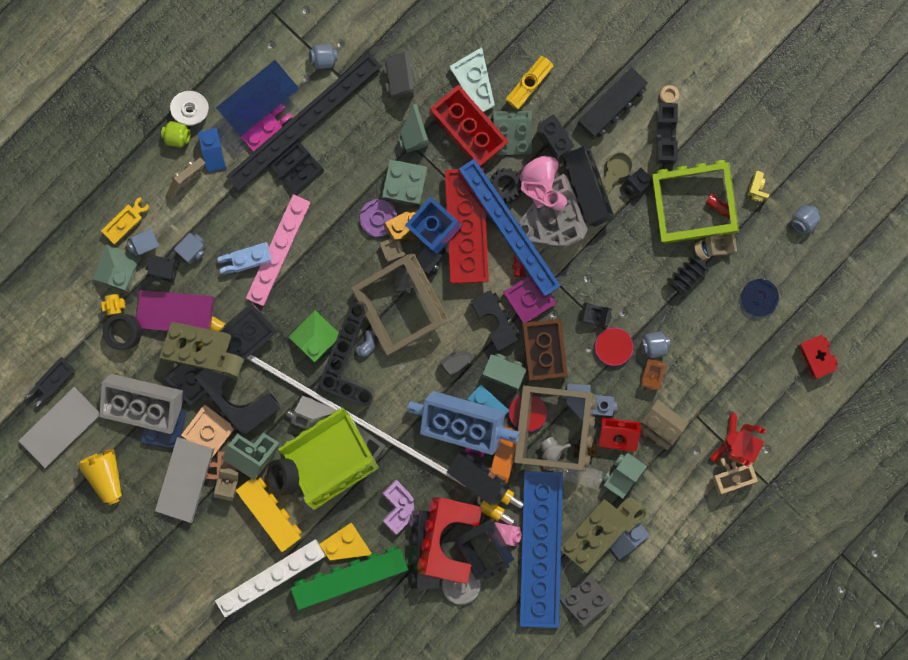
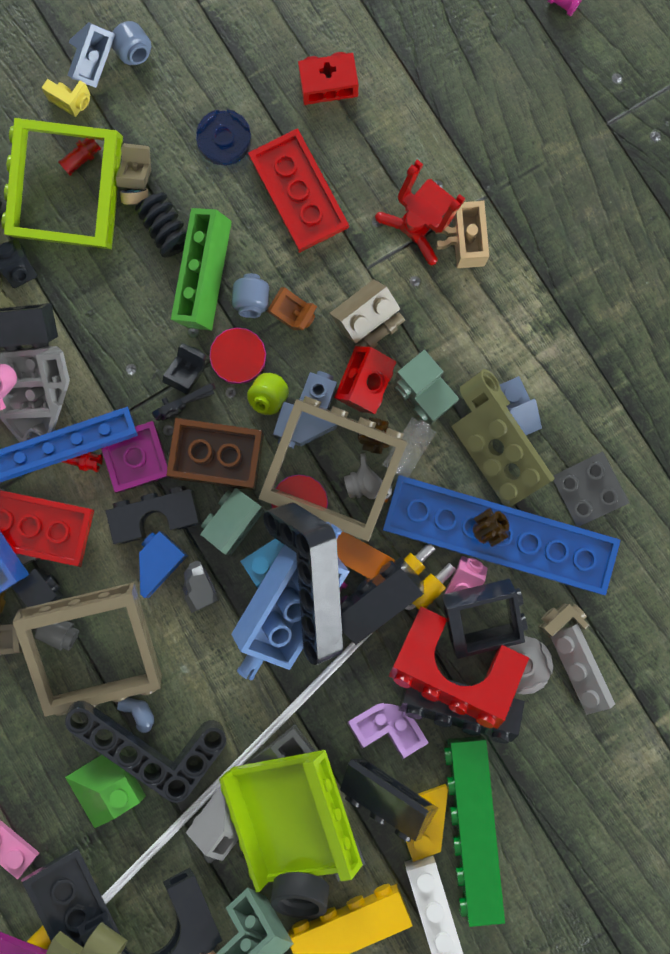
camera: 75 degrees left, 0 degrees up
(355, 516) = (387, 799): none -> black slope
(466, 331) = (158, 561): none -> blue slope
(468, 622) = (582, 669): none -> light grey plate
(484, 434) = (317, 577): none -> black beam
(496, 597) = (556, 619): none -> dark tan bracket
(544, 539) = (491, 527): none -> dark brown gear
(569, 317) = (175, 407): none -> black piece
(593, 373) = (268, 393): none -> lime head
(664, 308) = (201, 269): none -> bright green brick
(736, 357) = (298, 190): none -> red plate
(789, 196) = (91, 53): none -> sand blue slope

